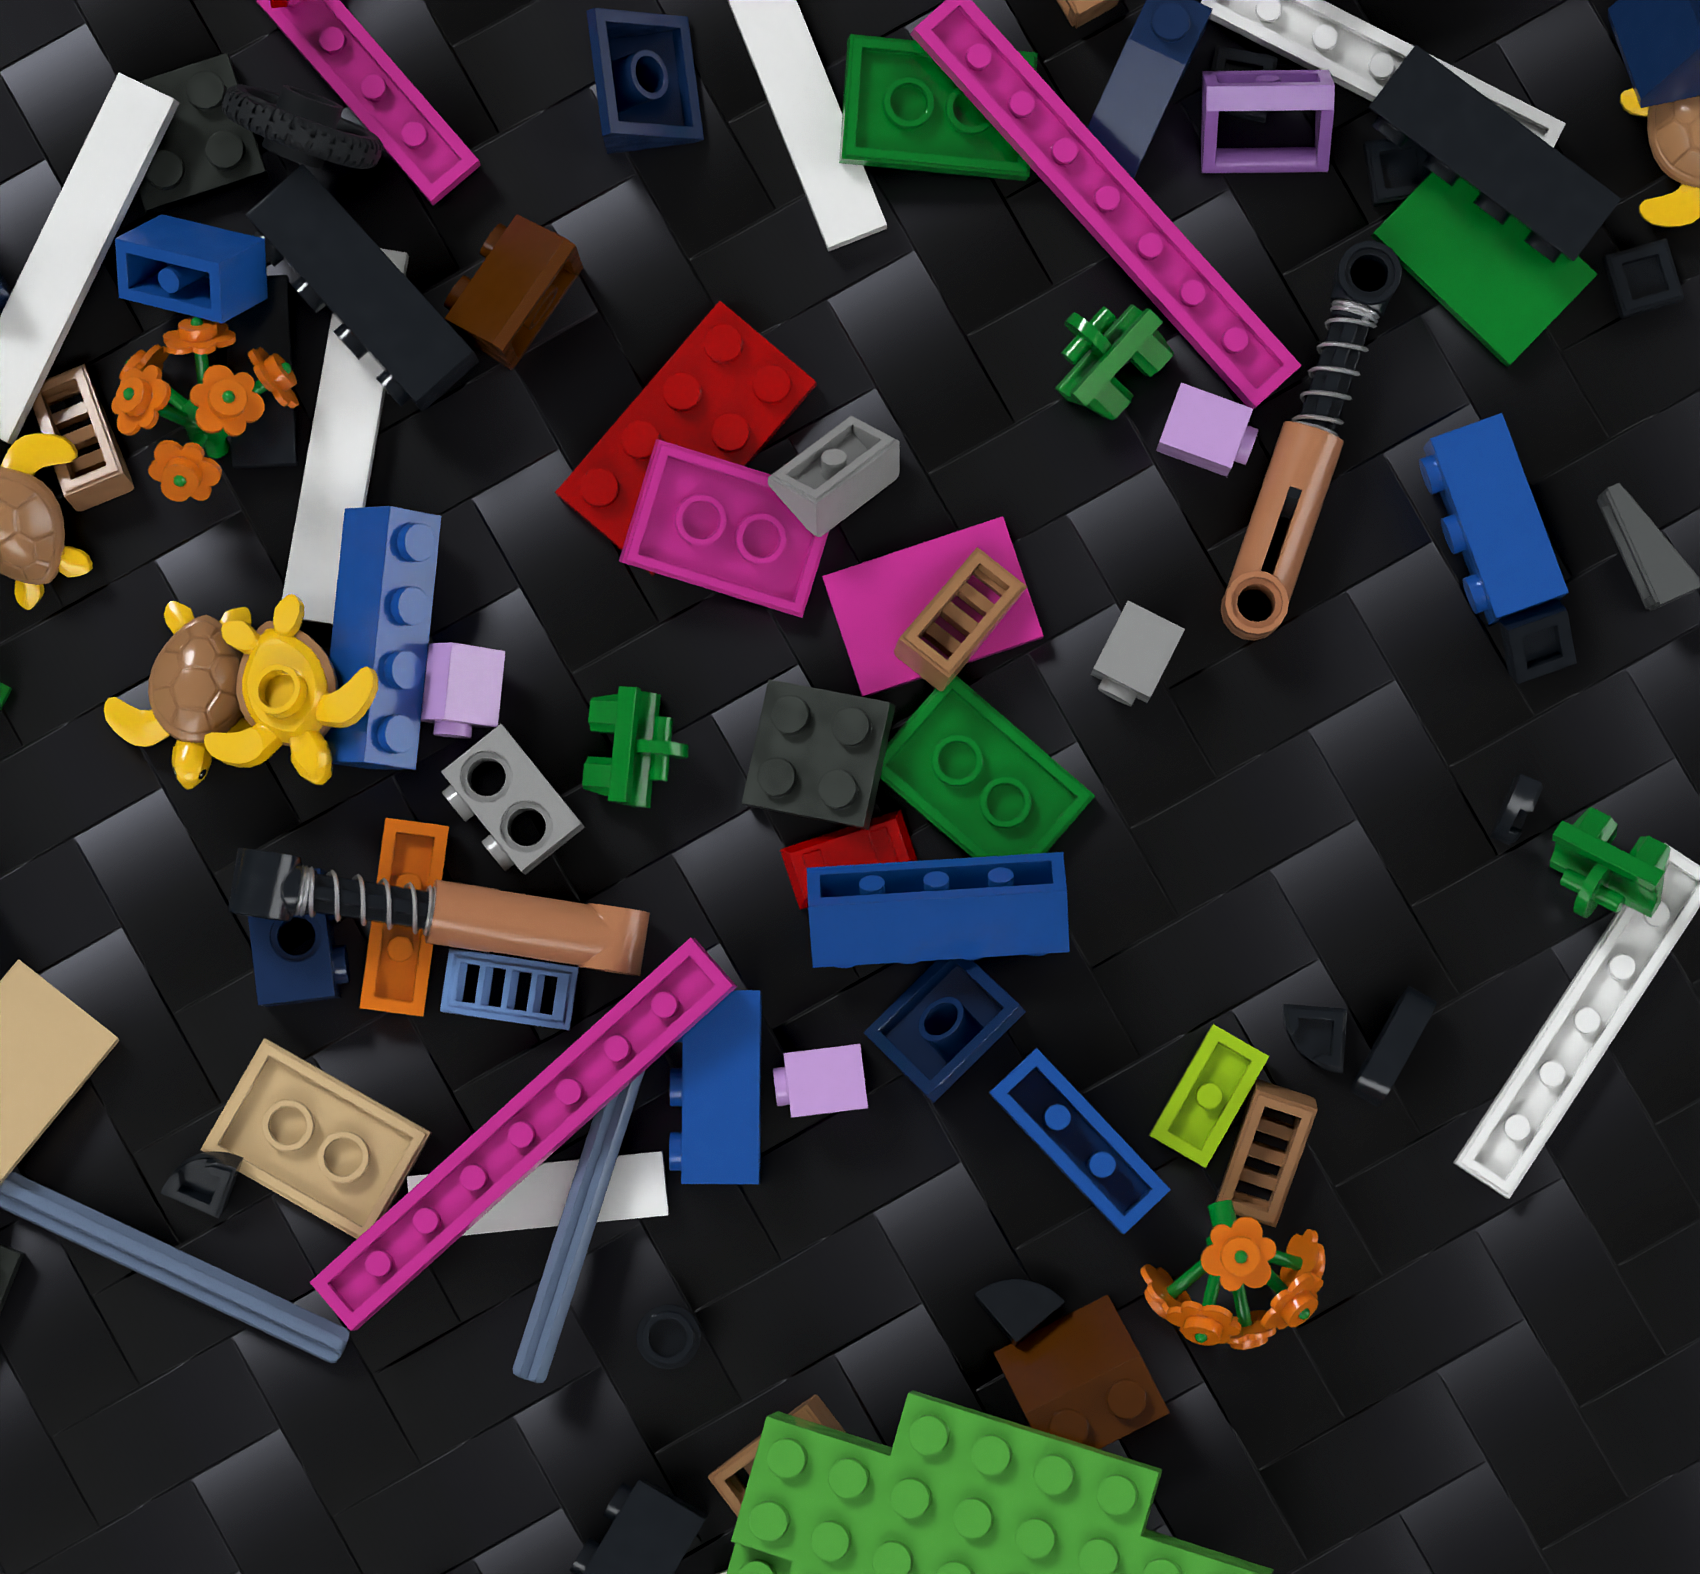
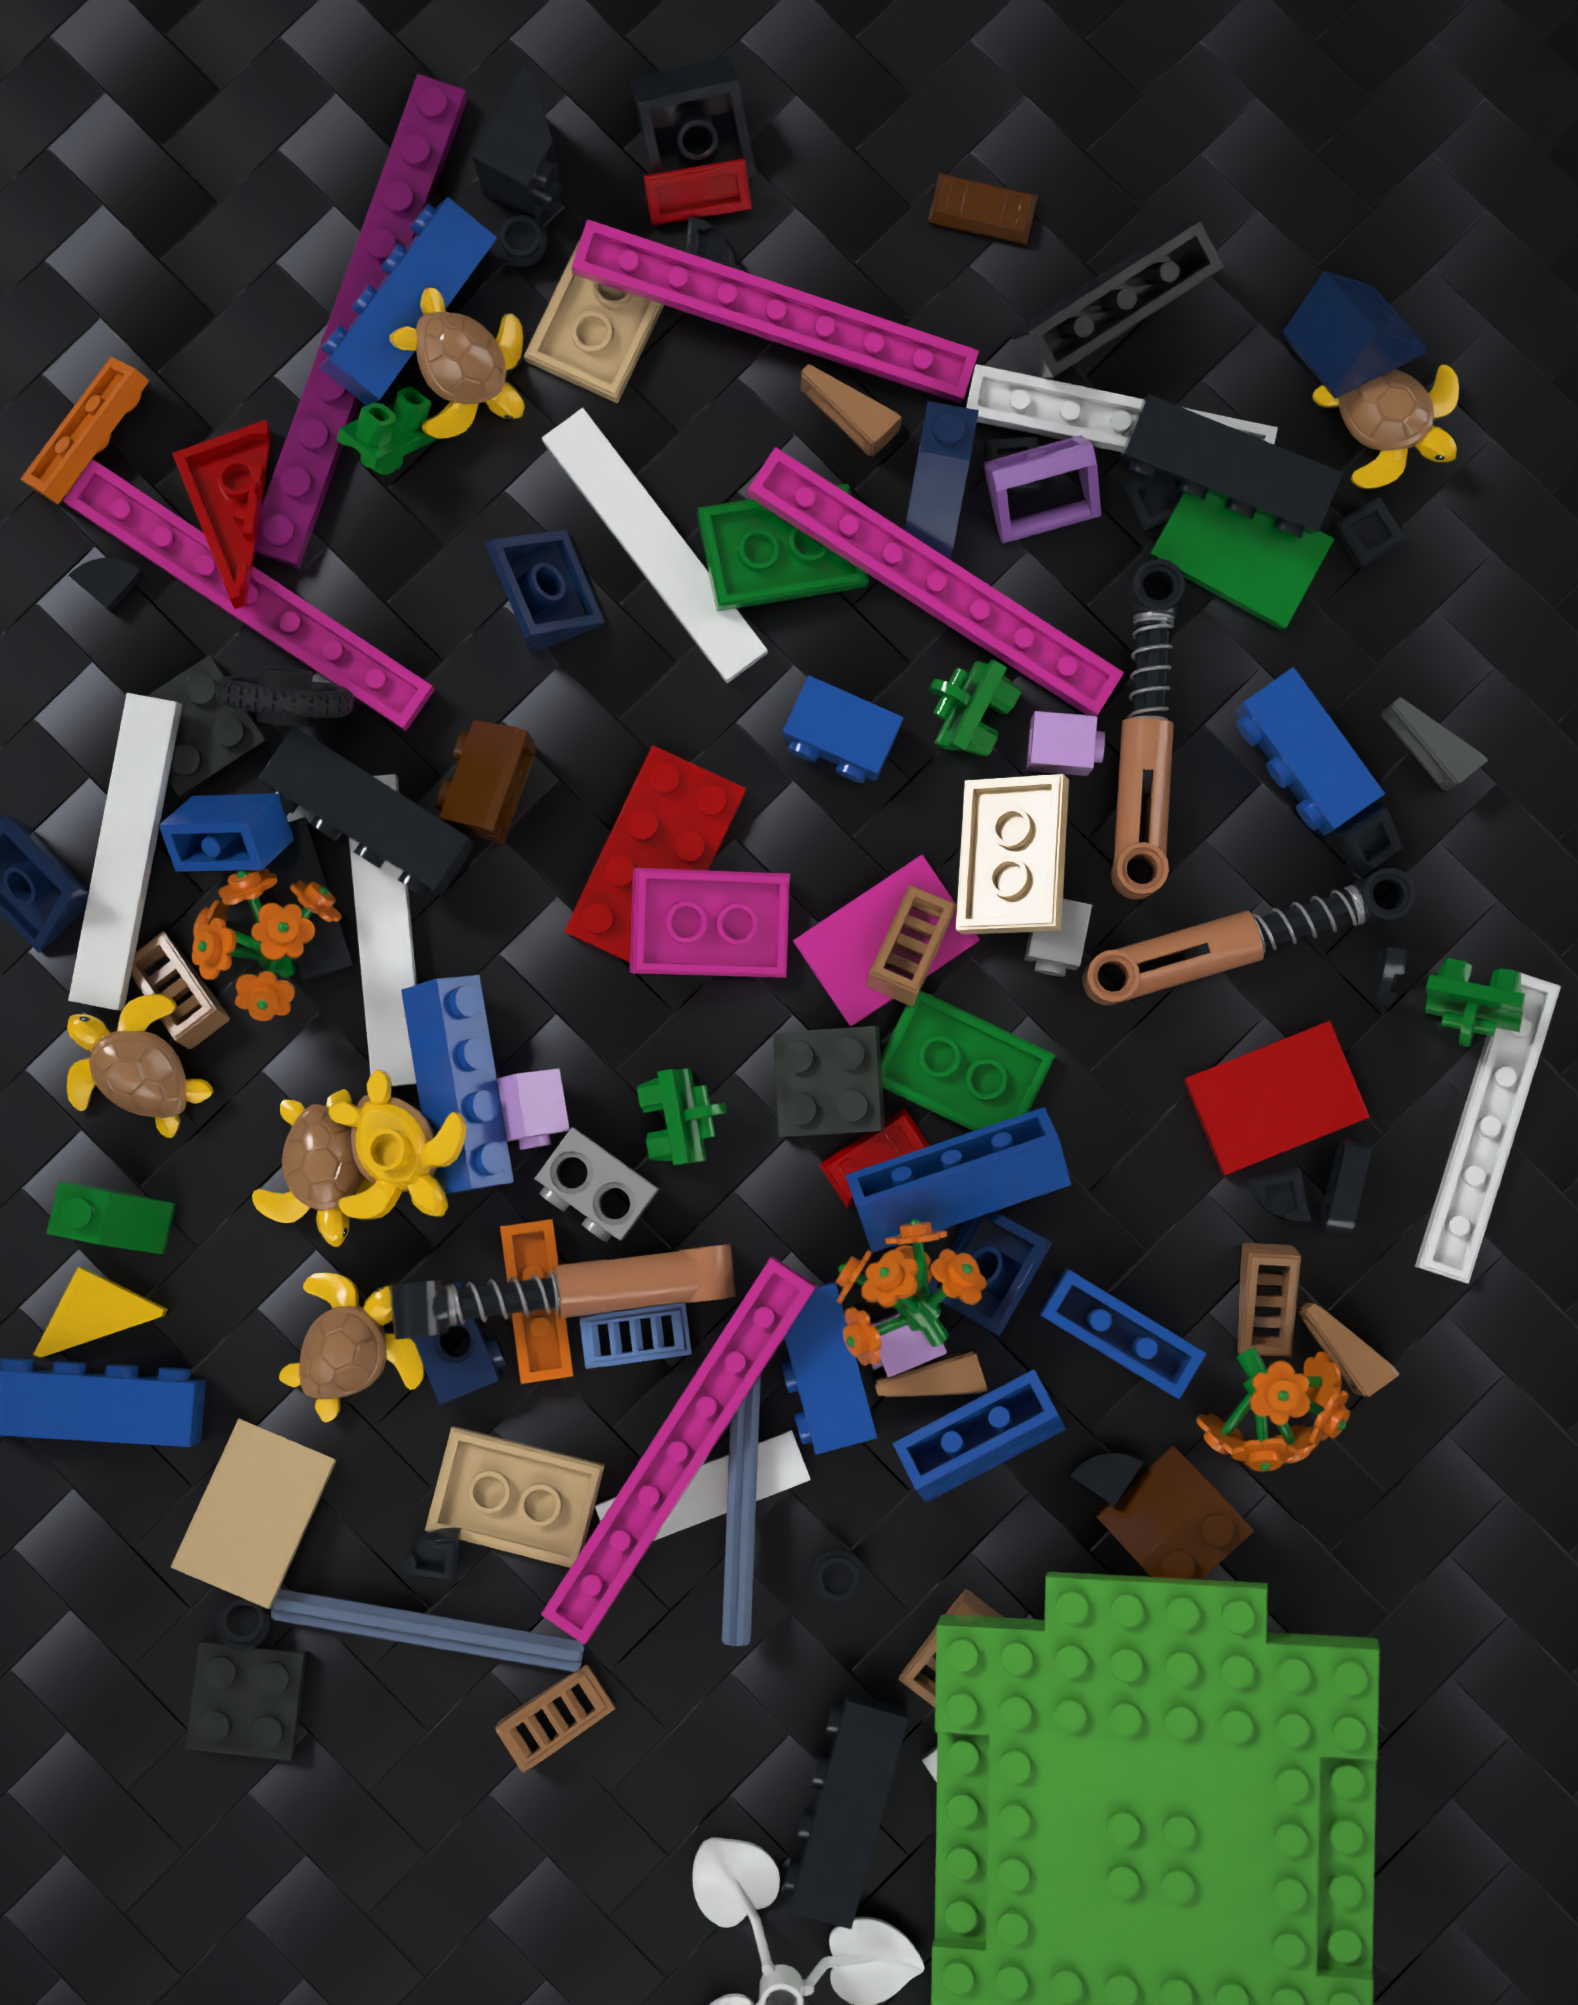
camera: 20 degrees left, 0 degrees up
(171, 909) = (349, 1346): none -> animal
(240, 1427) = (515, 1743): none -> medium nougat slope
(837, 474) = (783, 857): light grey slope -> none
(838, 1009) = (903, 1283): none -> orange plant
(860, 1136) = (946, 1375): none -> medium nougat slope
(879, 1216) = (979, 1436): none -> blue brick
(947, 344) = (841, 730): none -> blue brick
(1108, 545) = (1012, 855): none -> tile
(1208, 1096) = (1211, 1267): lime plate -> none
(1343, 918) = (1276, 1098): none -> red tile
(1347, 1248) = (1358, 1363): none -> medium nougat slope
(1354, 718) = (1243, 939): none -> piece

